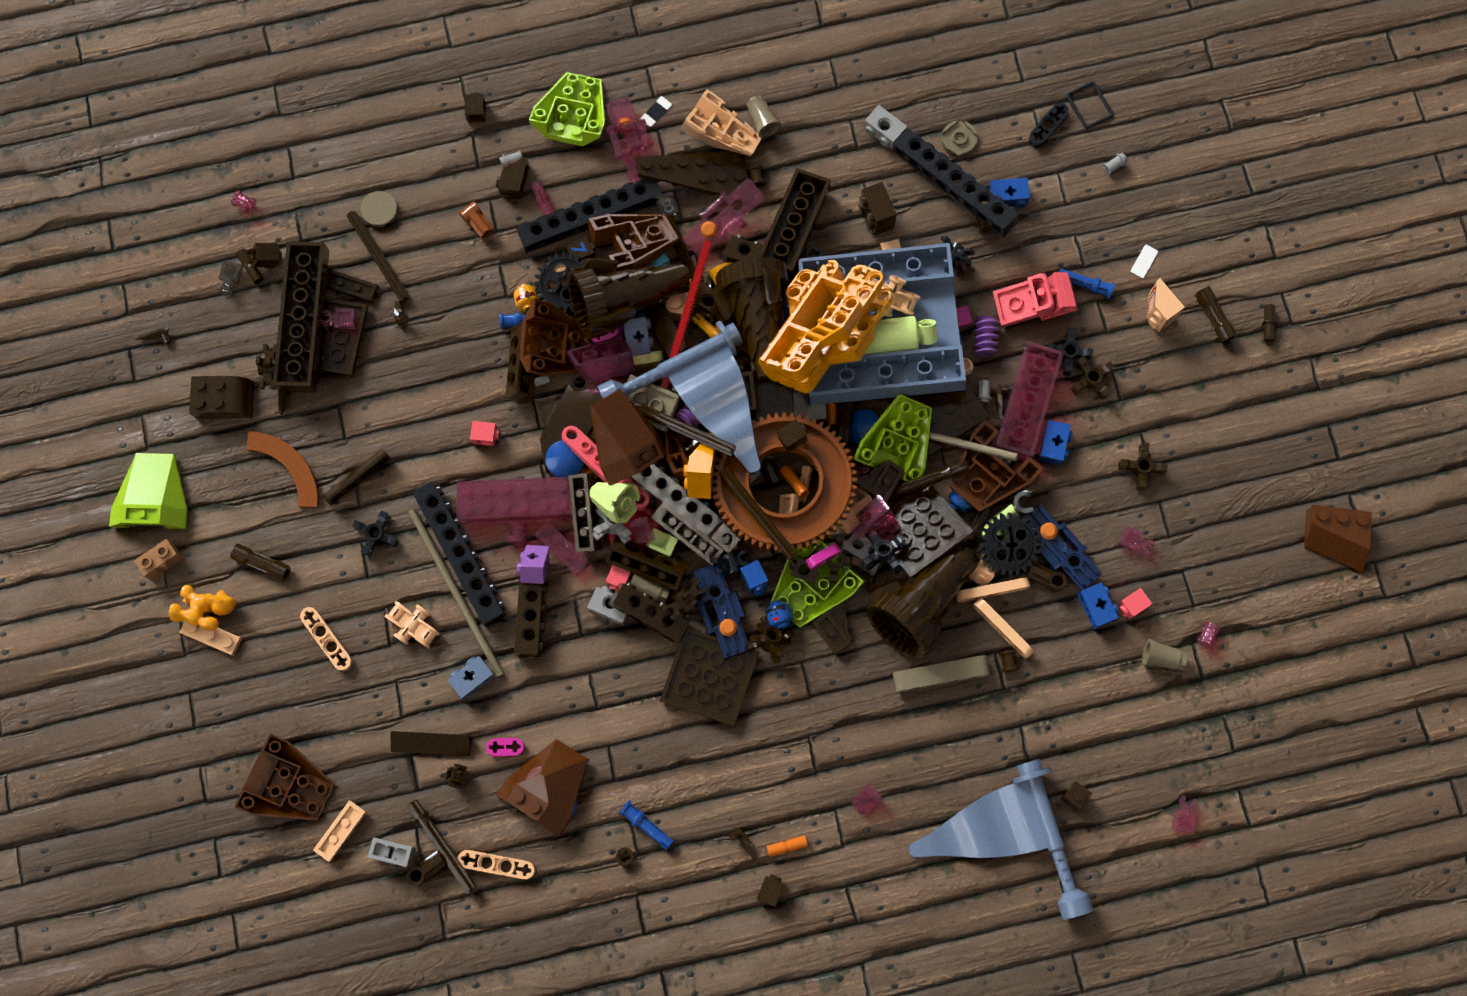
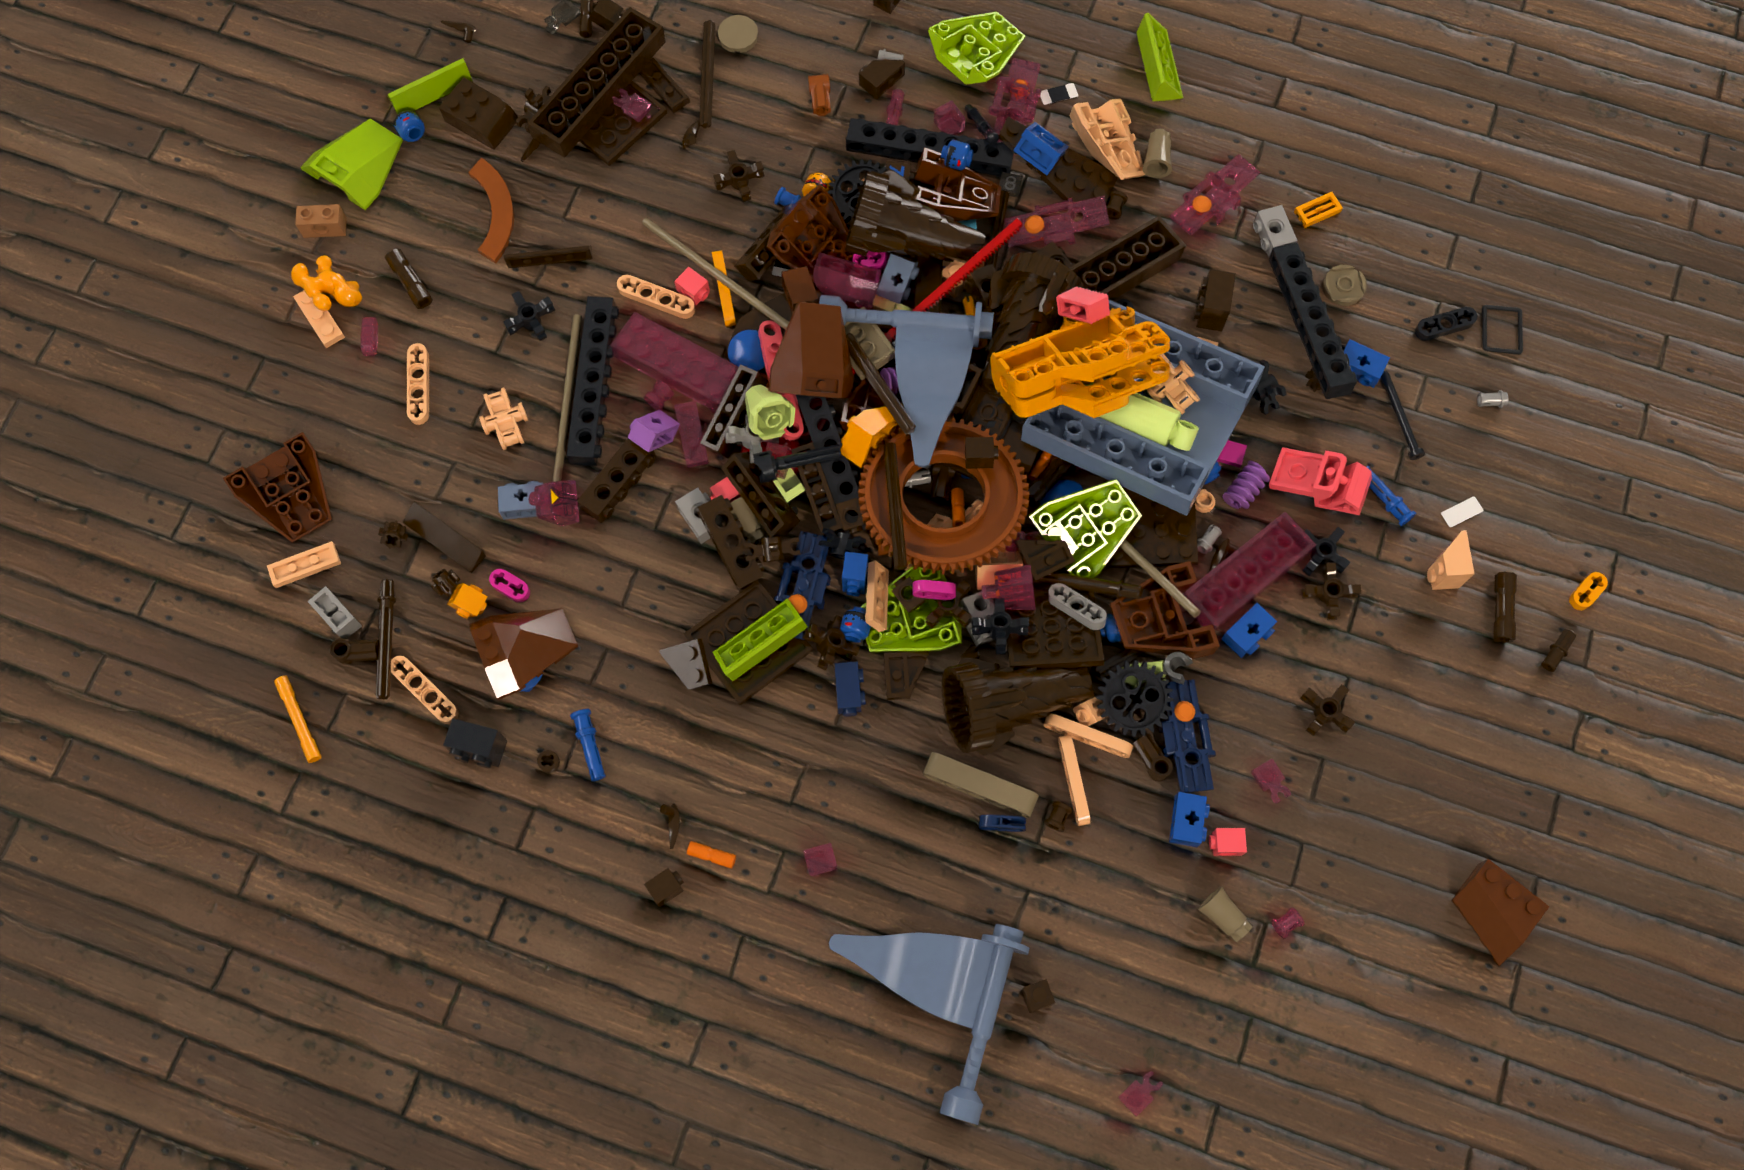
camera: 30 degrees right, 5 degrees down
(165, 398) = (429, 87): none -> lime slope
(173, 440) = (409, 126): none -> blue head
(262, 626) = (369, 336): none -> clear pink beam
(392, 765) = (393, 534): none -> dark brown gear
(399, 935) = (306, 741): none -> light orange piece
(461, 461) = (654, 299): none -> light nougat beam
(467, 315) = (738, 168): none -> dark brown pin
(484, 779) = (468, 600): none -> light orange brick
(500, 414) = (774, 316): none -> dark tan piece
(500, 663) = (556, 502): none -> clear pink torso
(508, 420) = (724, 291): none -> light orange beam
(565, 879) = (475, 743): none -> black brick
(575, 391) = (799, 287): none -> reddish brown brick
(589, 182) = (949, 118): none -> clear pink panel
(618, 173) = (982, 125): none -> black piece
(618, 210) = (957, 155): none -> blue head
(643, 540) = (770, 466): none -> black piece
(677, 167) = (1040, 148): none -> blue bracket
(677, 720) = (689, 663): none -> wing
(714, 40) = (1158, 60): none -> lime slope
(718, 670) = (759, 640): none -> lime slope
(782, 585) = (877, 596): none -> light nougat plate
(799, 281) = (1083, 305): none -> coral brick
(803, 664) = (848, 688): none -> dark blue brick
(830, 128) = (1199, 208): none -> clear pink piece
(897, 103) = (1304, 217): none -> light orange tile
(933, 508) = (1080, 615): none -> light grey beam
(973, 691) = (1002, 823): none -> dark blue piece
(1061, 216) = (1416, 452): none -> black bar
(1259, 266) = (1592, 594): none -> light orange beam

